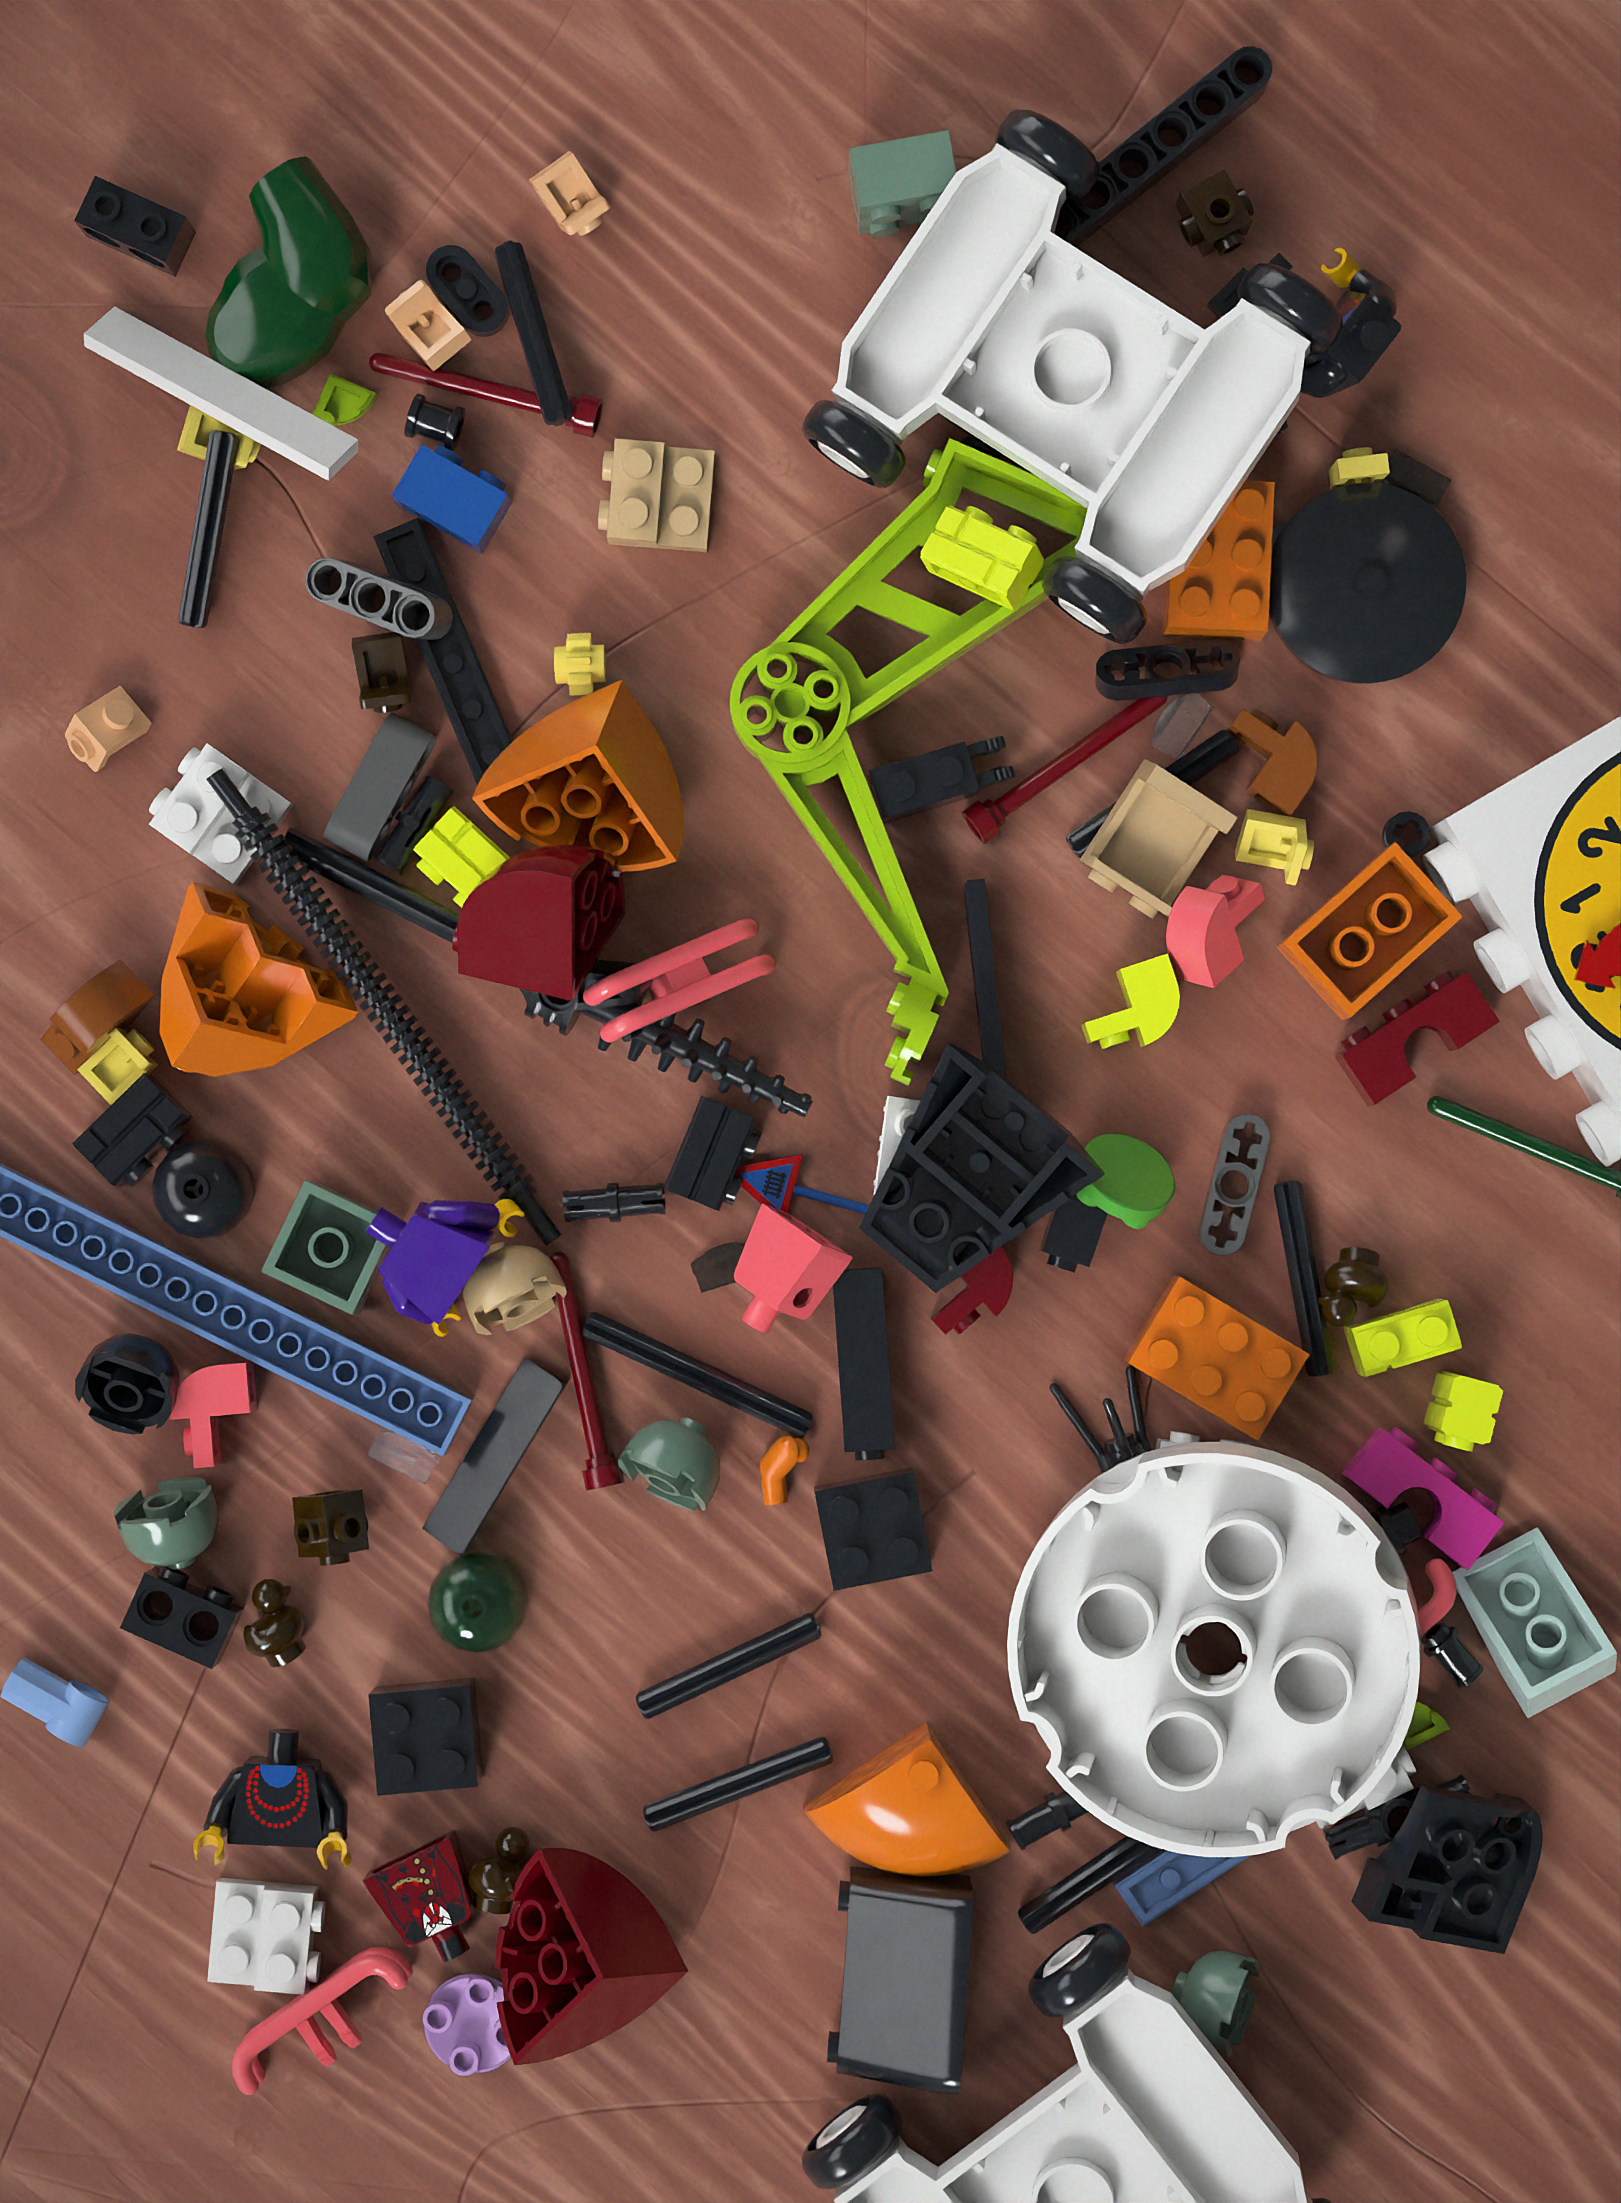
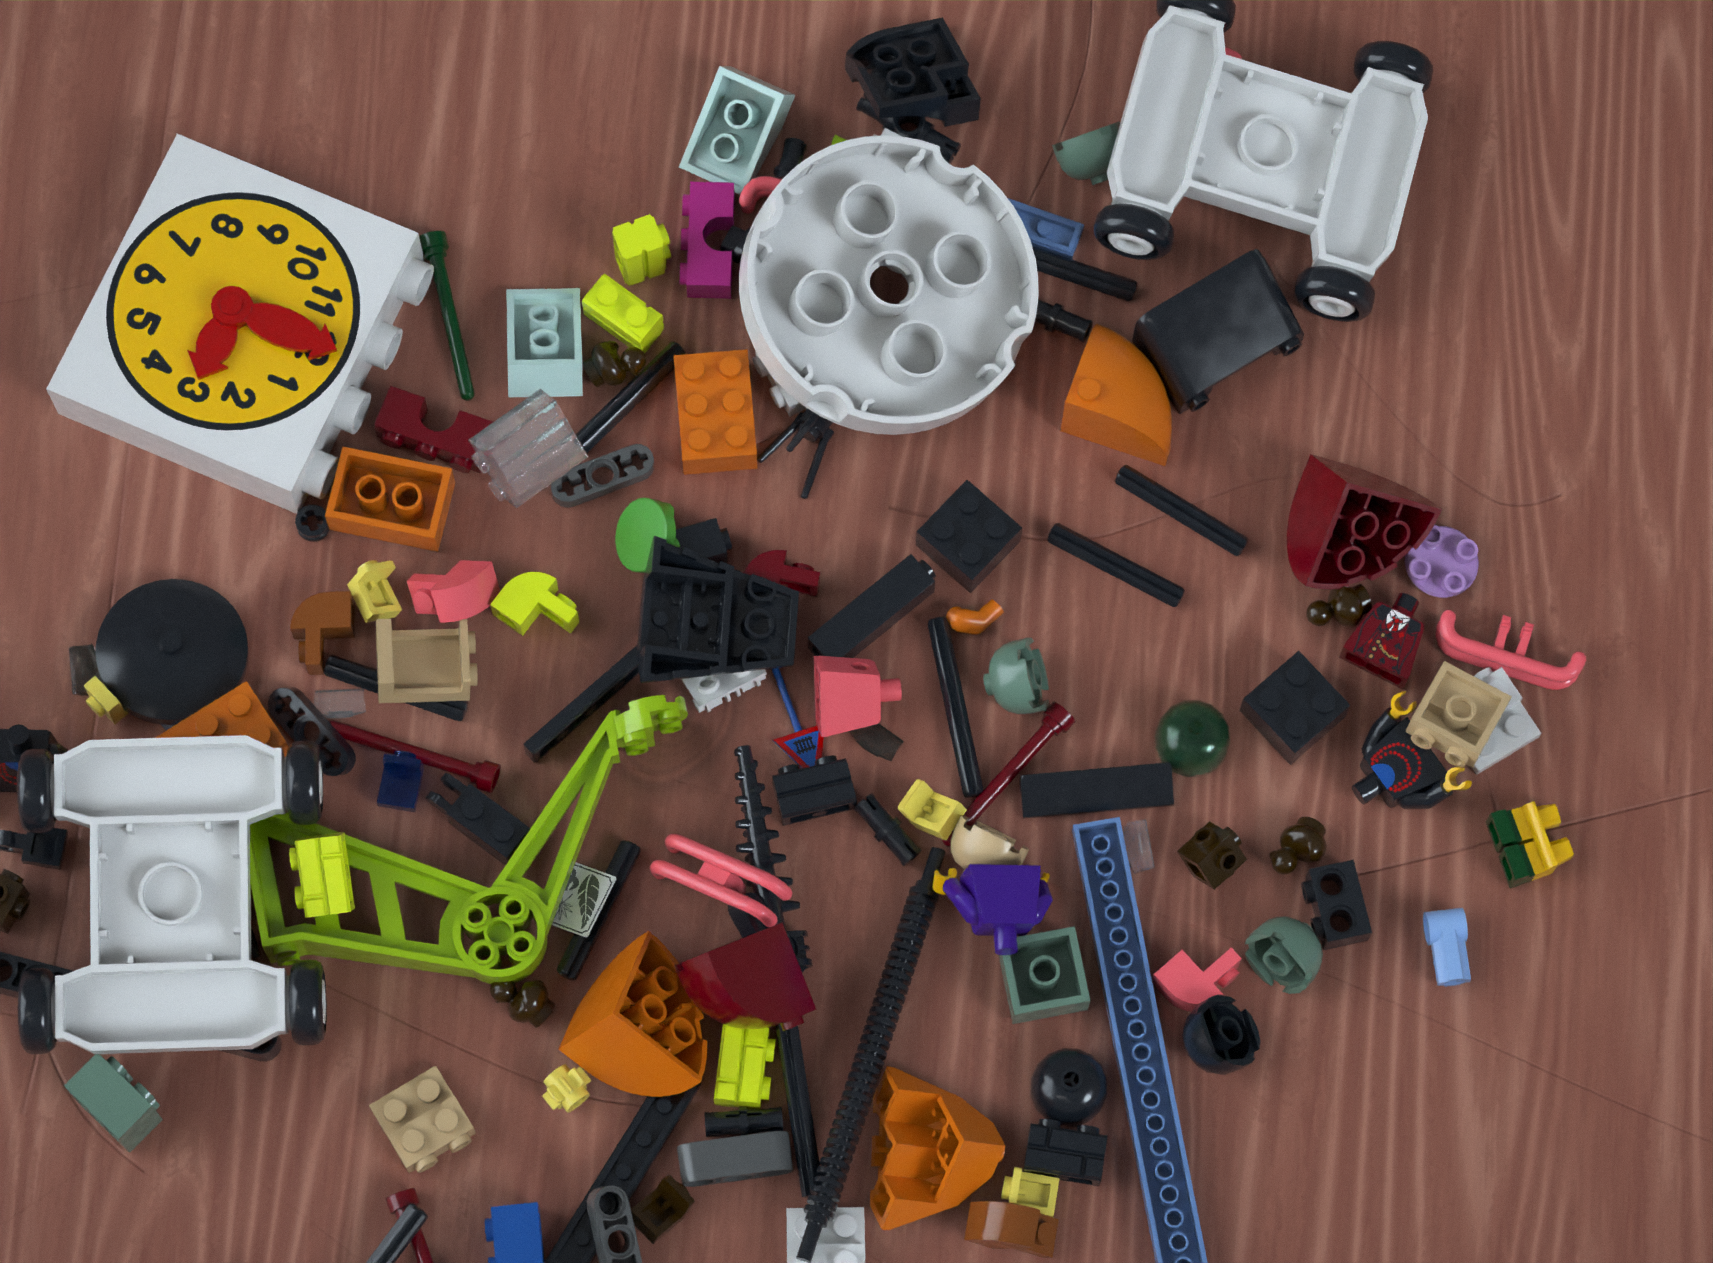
camera: 130 degrees left, 15 degrees down
(80, 1874) = (1524, 842): none -> hips
(277, 1902) = (1457, 715): none -> tan plate
(598, 1262) = (931, 810): none -> light yellow bracket
(701, 687) = (526, 1005): none -> dark brown animal
(750, 836) = (579, 946): none -> black axle
(772, 825) = (583, 899): none -> white sticker
(1041, 724) = (400, 781): none -> clear blue bracket
(1316, 1116) = (527, 449): none -> clear brick
(1434, 1229) = (544, 342): none -> light aqua slope

